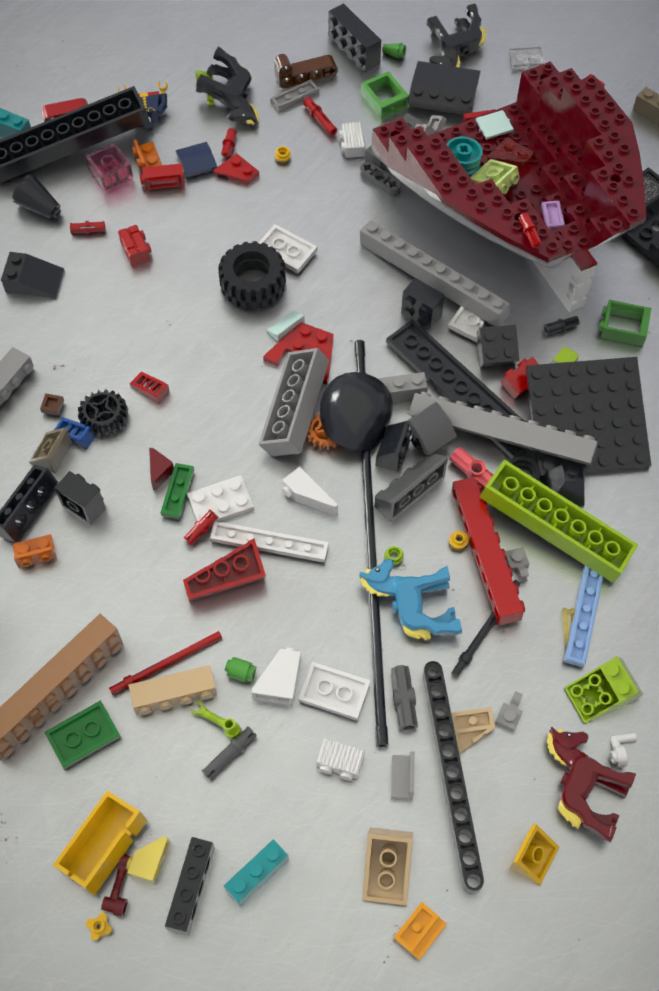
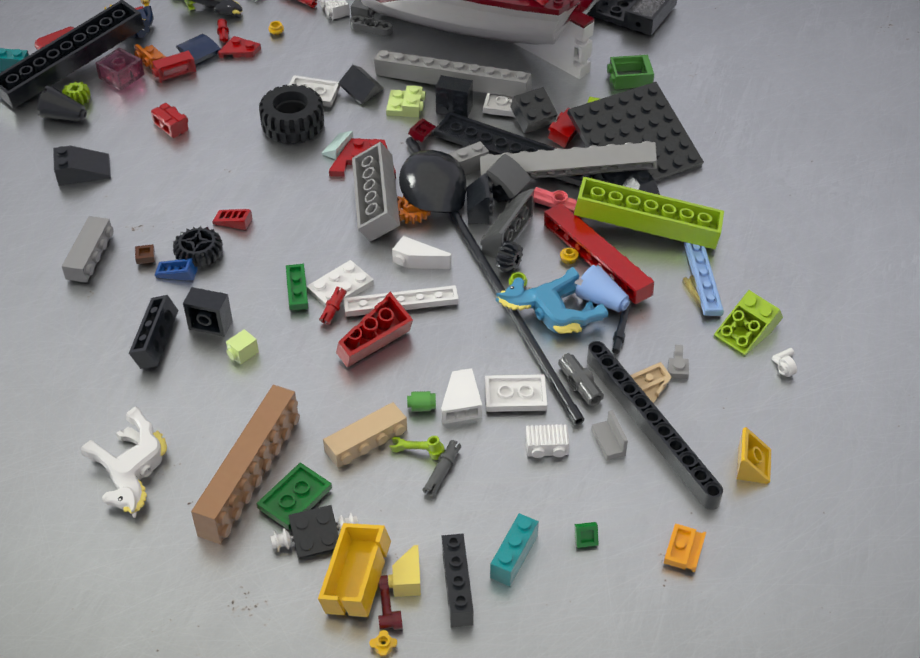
camera: 20 degrees left, 15 degrees down
(34, 550) = (179, 369): orange bracket -> none
(52, 449) = (160, 283): dark tan slope -> none
(59, 185) = (78, 92): none -> lime gear
(78, 227) = (118, 118): red pin -> none
(83, 782) = (312, 531): none -> black plate
(98, 546) = (242, 347): none -> yellowish green brick
(160, 468) = (272, 273): dark red slope -> none
(164, 663) = (318, 441): red bar -> none
(331, 880) = (586, 534): none -> green tile
(337, 255) = (359, 84): none -> black slope
(374, 335) = (421, 130): none -> dark red plate
(375, 291) = (407, 102): none -> yellowish green plate
(387, 866) = (631, 506): tan slope -> none
(394, 526) = (509, 256): none -> black gear
(469, 600) = (602, 289): none -> light blue cone
(518, 561) = (632, 255): light grey plate -> none
(561, 325) = (578, 87): black axle -> none
(580, 781) = (764, 390): dark red animal -> none

